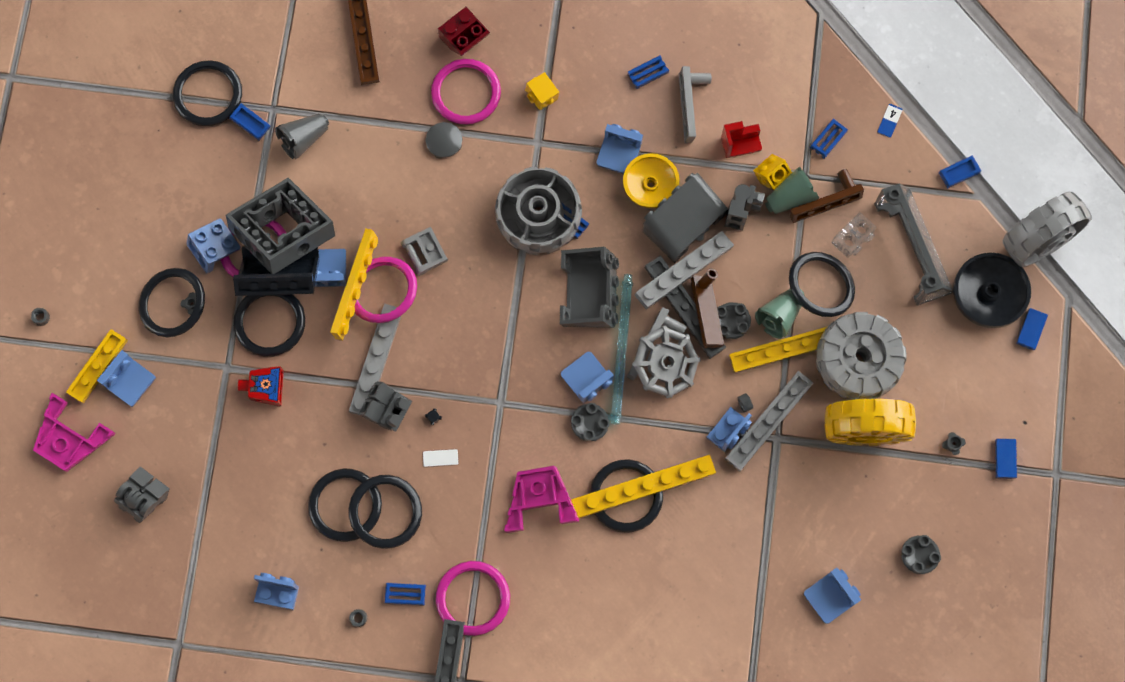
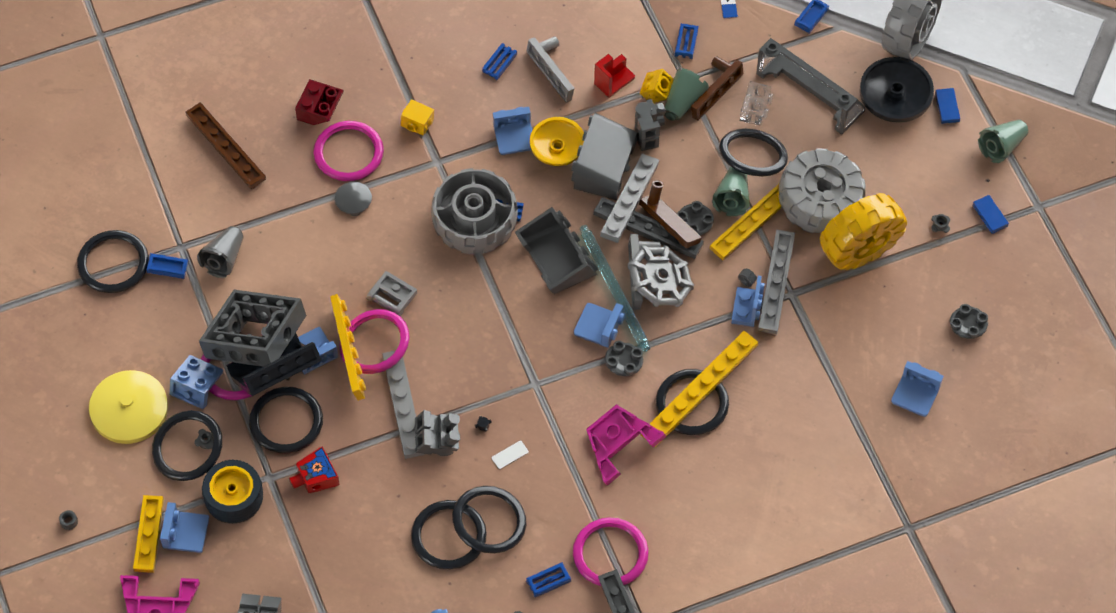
camera: 30 degrees left, 15 degrees down
(146, 238) = (128, 407): none -> light yellow dish
(196, 374) = (232, 491): none -> wheel
(1061, 392) = (1002, 139): none -> sand green cone

